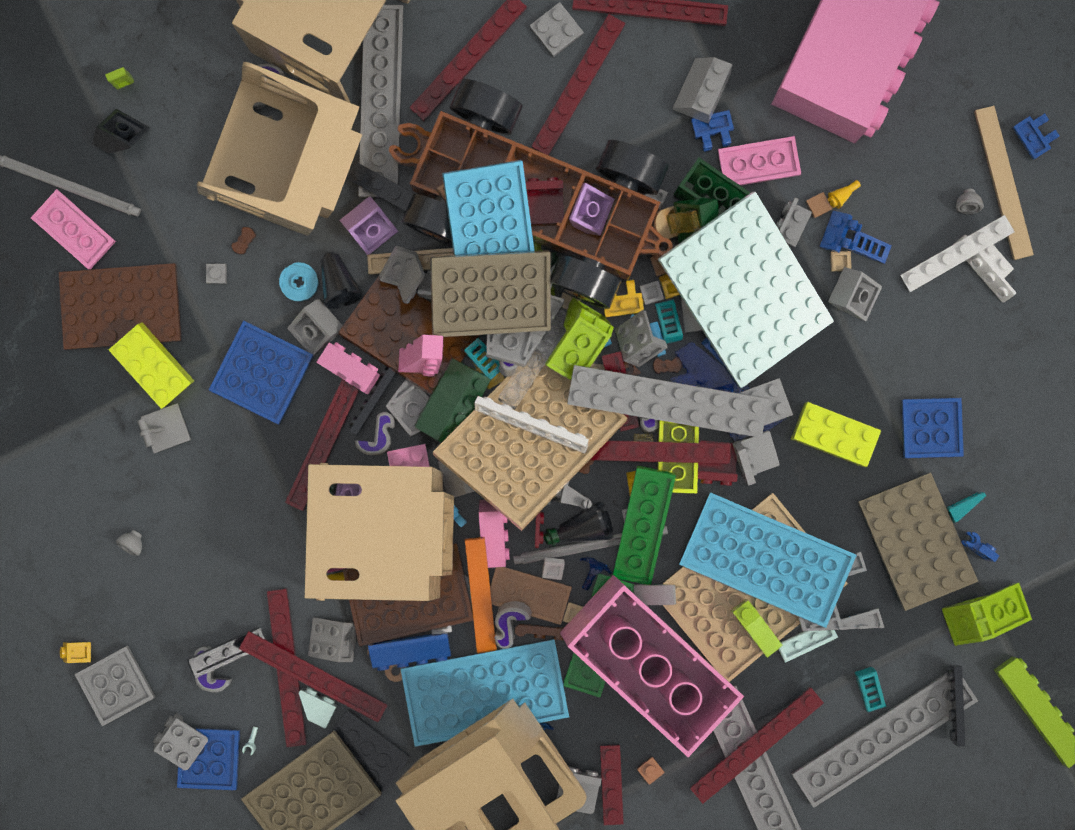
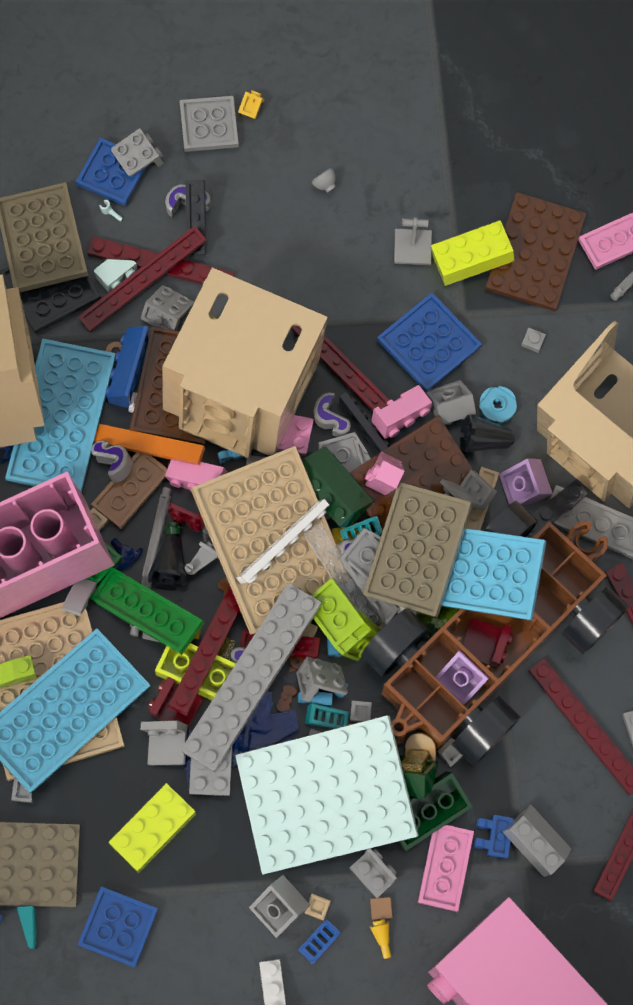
camera: 105 degrees right, 15 degrees down
(244, 240) = (552, 372): reddish brown piece -> none
(539, 631) = (94, 483): reddish brown plate -> none
(553, 568) = (144, 518): white plate -> none
(626, 304) = (360, 681): yellow plate -> none
(836, 230) = (348, 913): blue plate -> none

